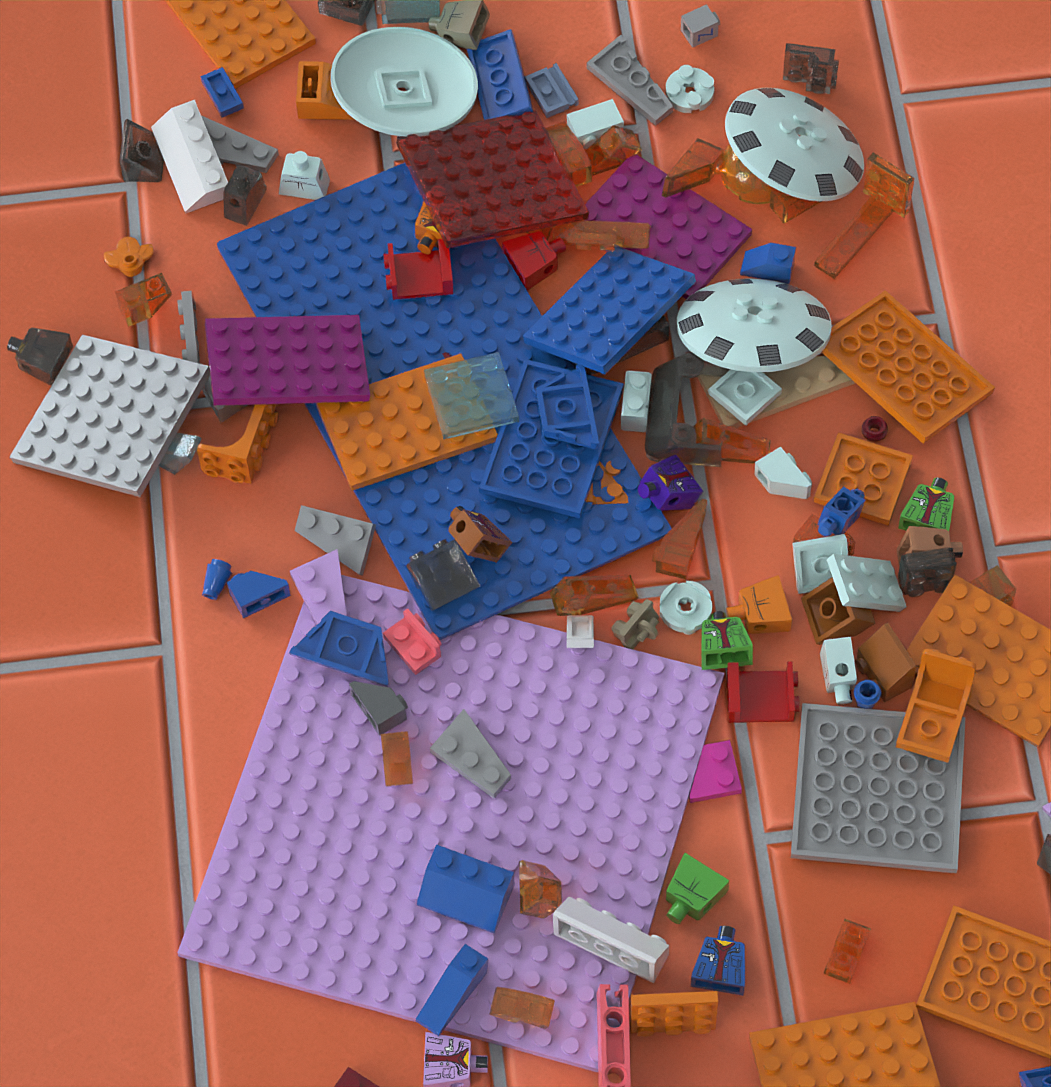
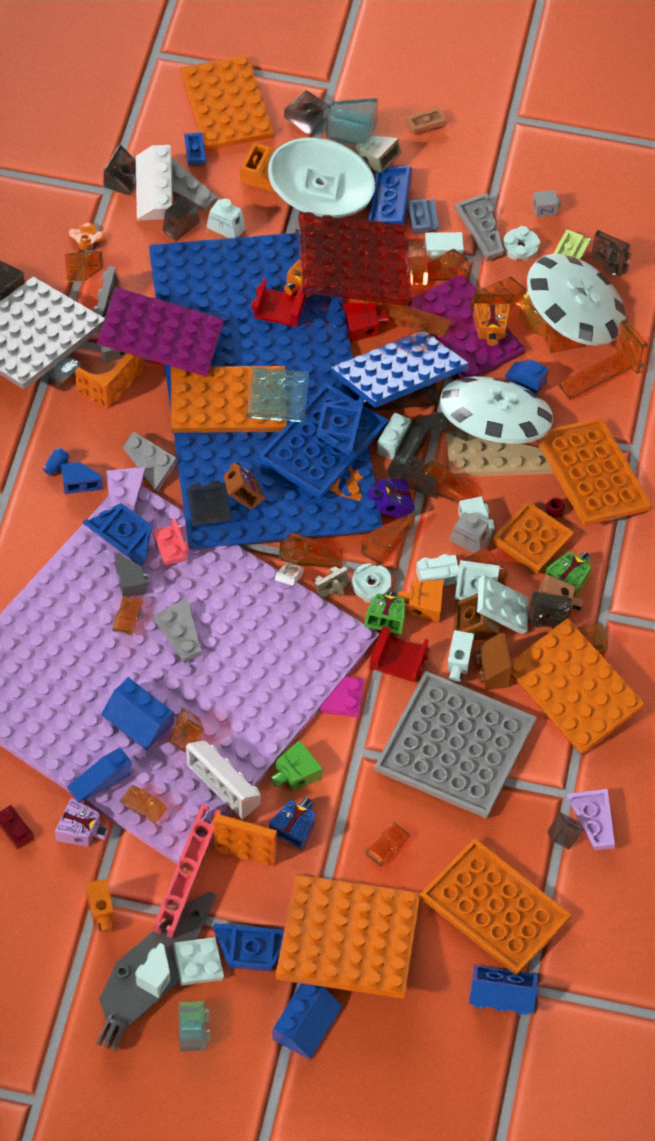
camera: 15 degrees right, 5 degrees down
(698, 207) = (491, 321): none -> orange torso
(744, 393) = (471, 453): light aqua plate -> none
(755, 72) = (573, 245): none -> yellowish green plate
(766, 561) = (439, 568): none -> light aqua brick
(785, 500) = (471, 533): none -> light grey torso
(841, 512) = (504, 551): blue piece -> none
(867, 694) = (472, 678): blue cone -> none
(936, 705) = (518, 700): orange bracket -> none

